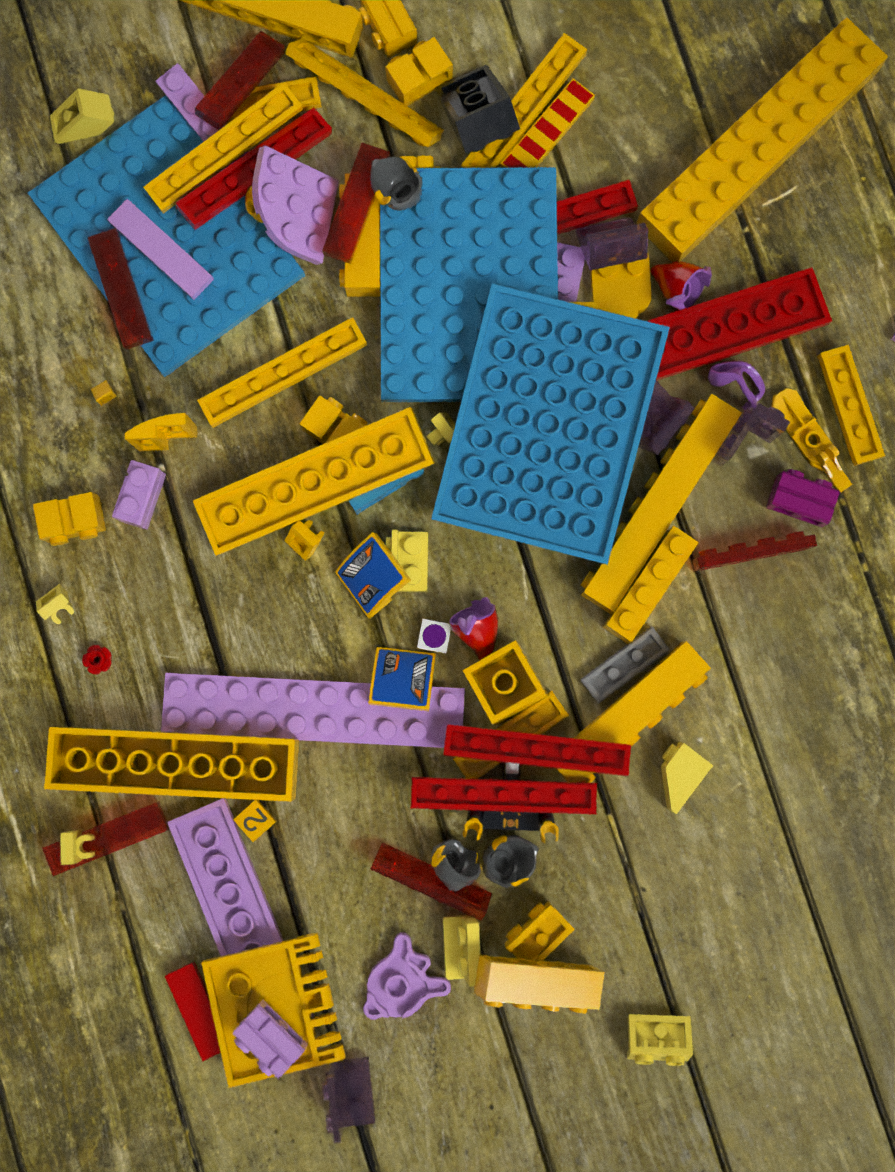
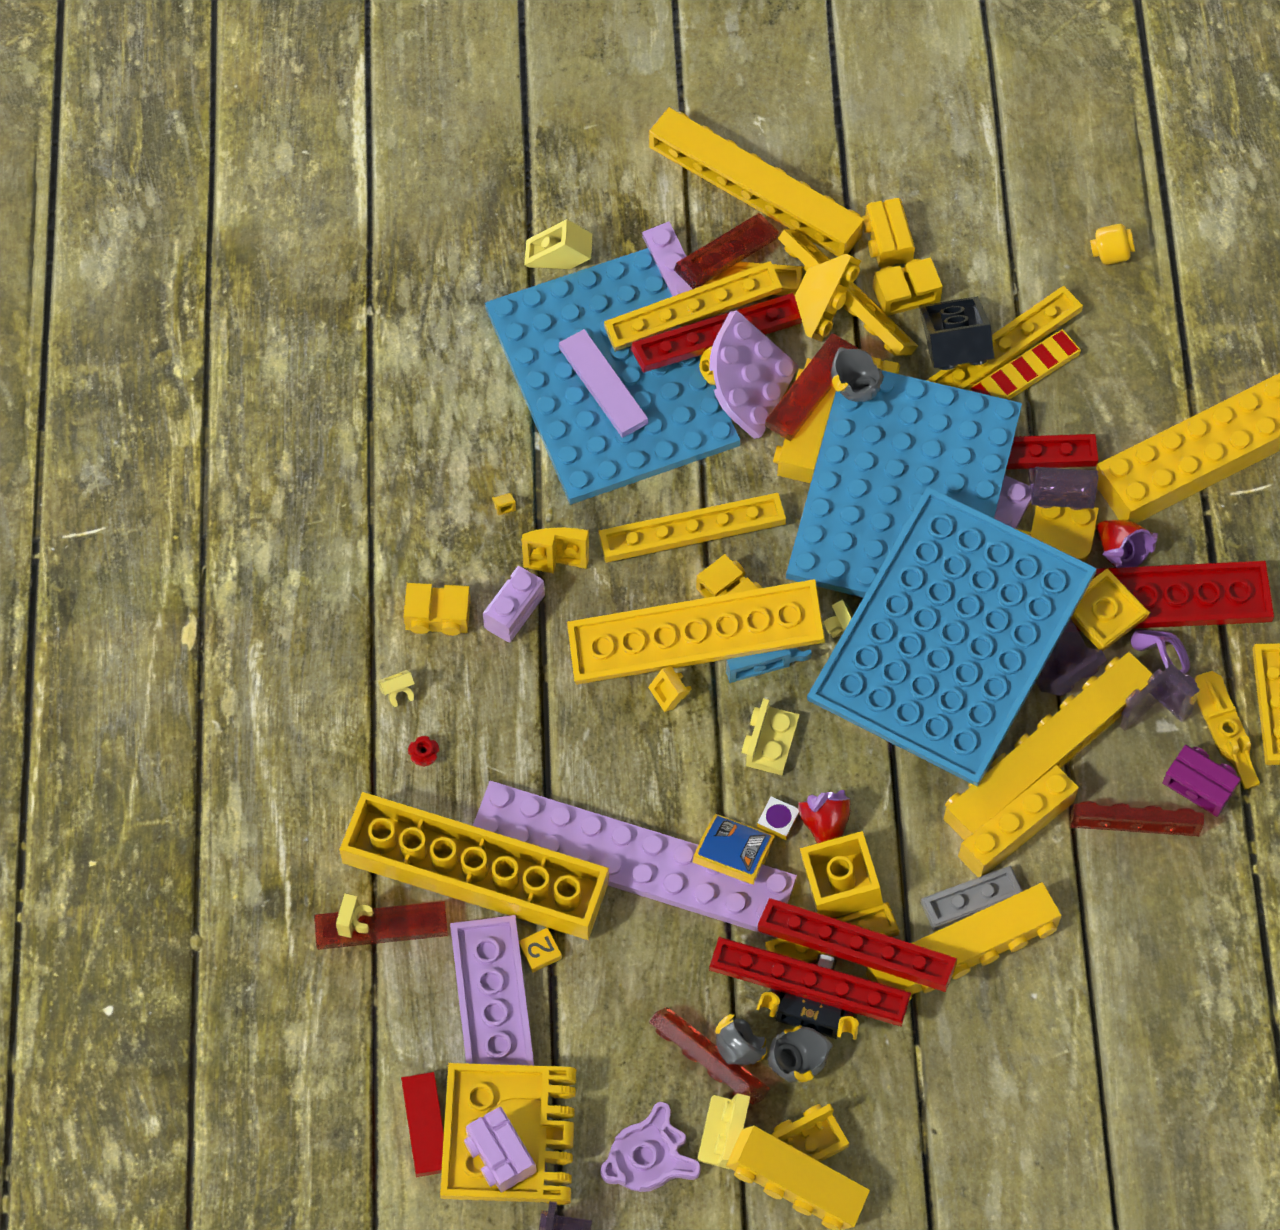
camera: 15 degrees right, 20 degrees down
(120, 289) = (553, 408): clear red plate -> none
(343, 102) = (824, 293): none -> yellow slope
(372, 575) = (730, 737): slope -> none
(681, 774) = (1006, 1017): light yellow slope -> none
(685, 357) = (1107, 611): none -> yellow tile

